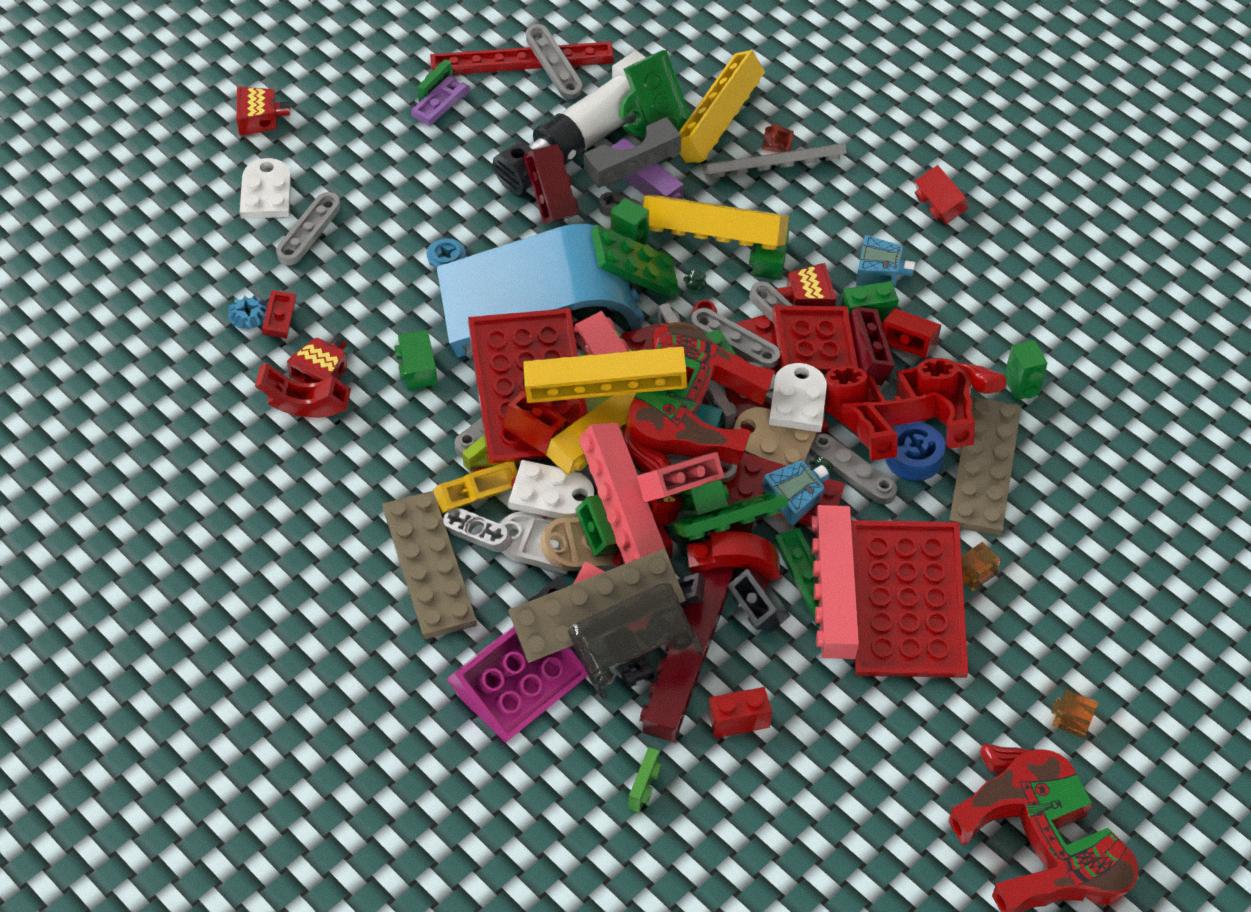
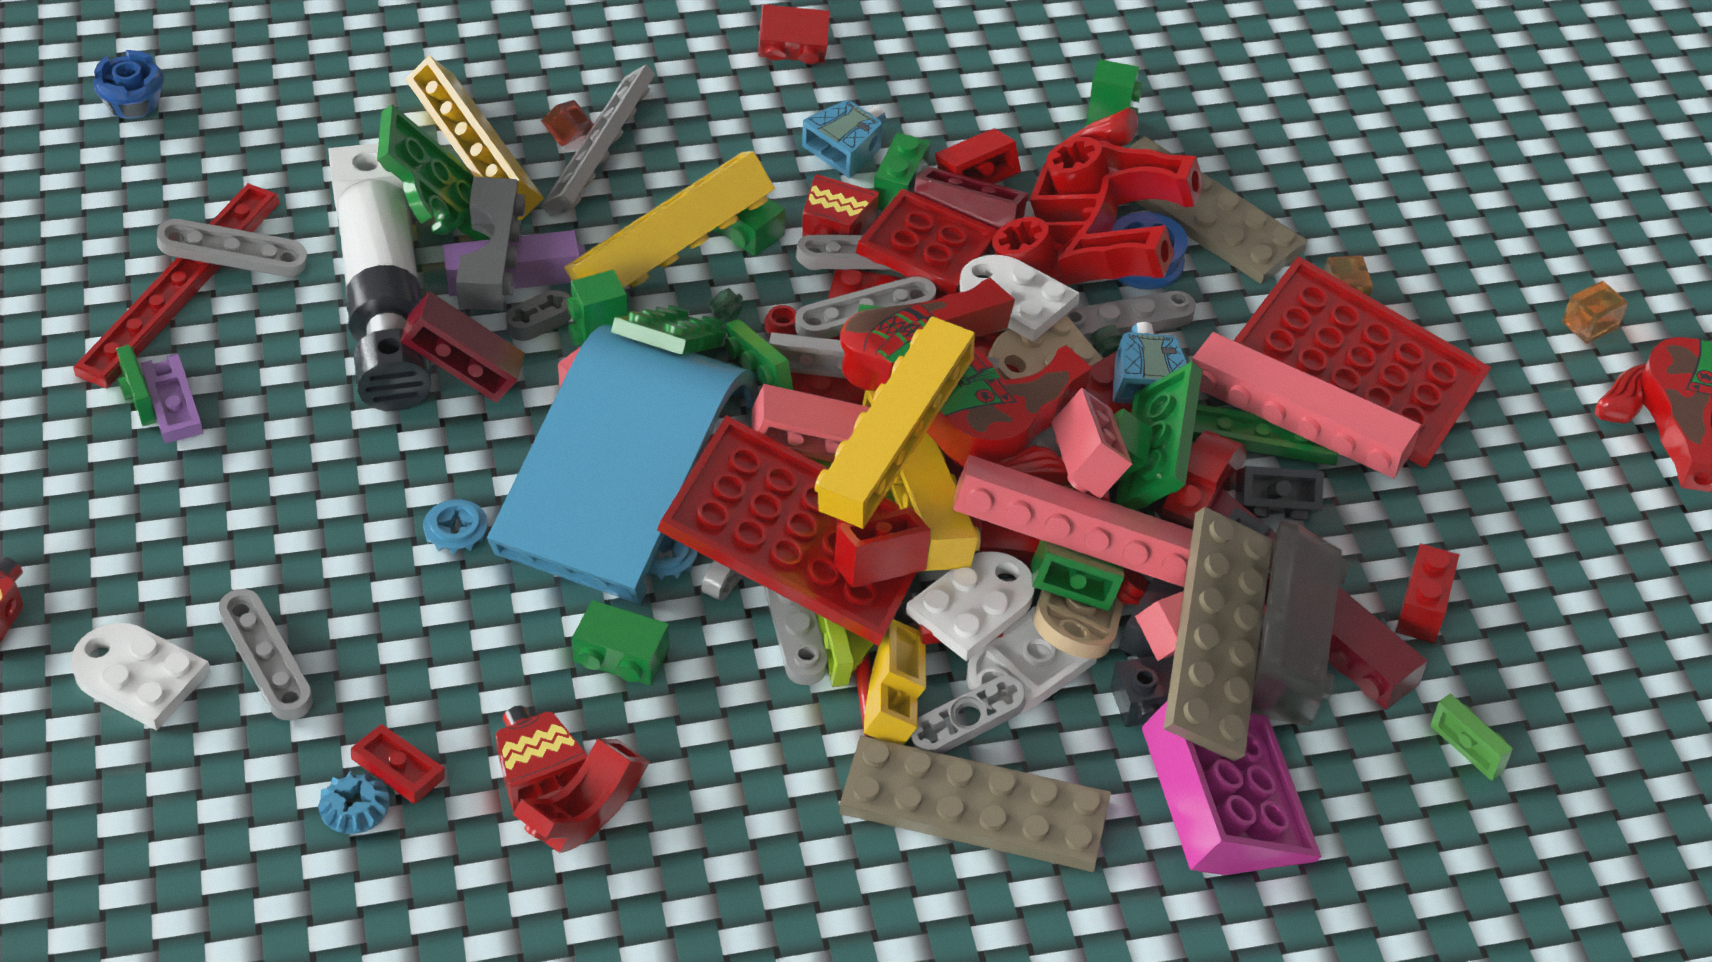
camera: 60 degrees left, 5 degrees down
(648, 316) = (757, 355): none -> green plate

